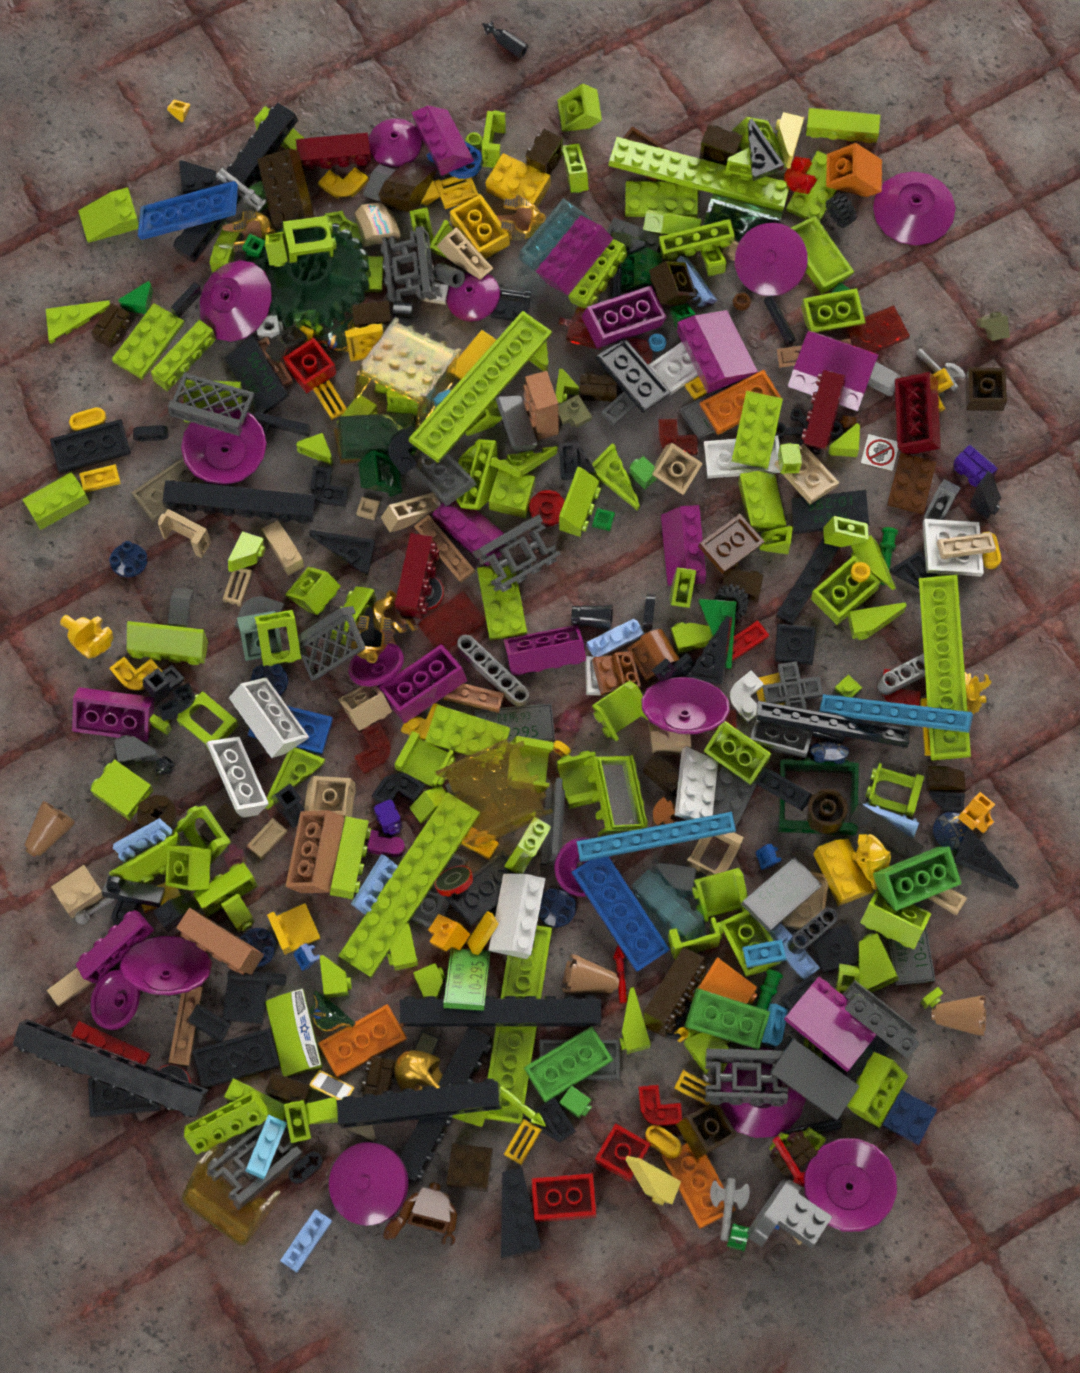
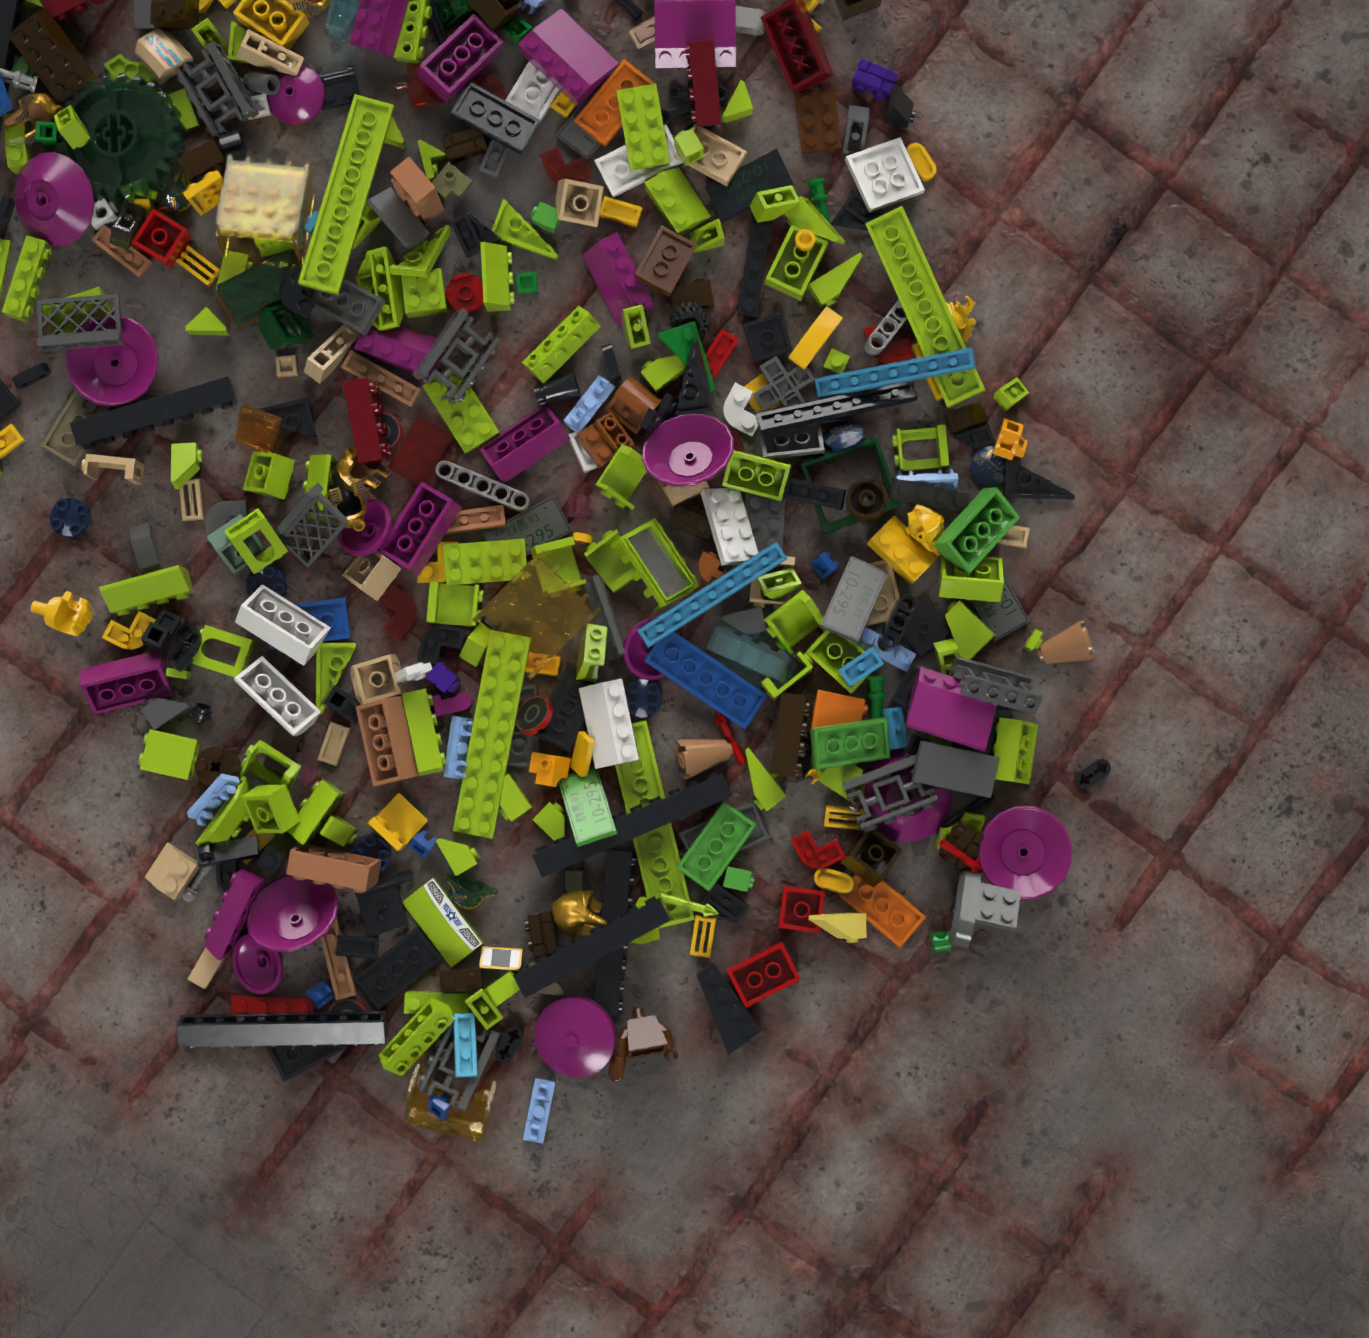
camera: 25 degrees left, 15 degrees up
(47, 829) = (115, 823): medium nougat cone -> none
(156, 1052) = (319, 995): none -> blue tile
(218, 1194) = (439, 1105): none -> blue tile
(257, 375) = (112, 271): black tile -> none
(268, 421) = (143, 316): black hinge -> none
(283, 547) = (219, 441): tan slope -> none
(293, 249) = (119, 106): lime panel -> none
(321, 548) = (258, 429): none -> clear orange plate
(323, 491) = (236, 367): black plate -> none
(343, 187) = (109, 27): yellow plate -> none
(358, 1044) = (513, 902): orange tile -> none
(362, 800) = (413, 672): none -> white plate
(469, 1167) = (663, 981): dark brown brick -> none
(473, 353) = (323, 158): yellow tile -> none
(611, 579) = (561, 344): none -> lime brick
(657, 342) = (504, 71): dark azure plate -> none
(709, 492) = (620, 211): none -> yellow tile
(719, 855) = (779, 584): none -> lime slope
(729, 1196) = (917, 908): light grey piece -> none
(837, 659) = (815, 338): none -> yellow slope
(848, 422) = (730, 81): reddish brown plate -> none
(880, 452) = (773, 100): sticker -> none
(909, 1117) = (1054, 762): dark blue plate -> none
(940, 1137) = (1095, 777): none -> black beam
(966, 545) = (897, 168): tan tile -> none
(993, 775) = (1010, 394): none -> lime slope

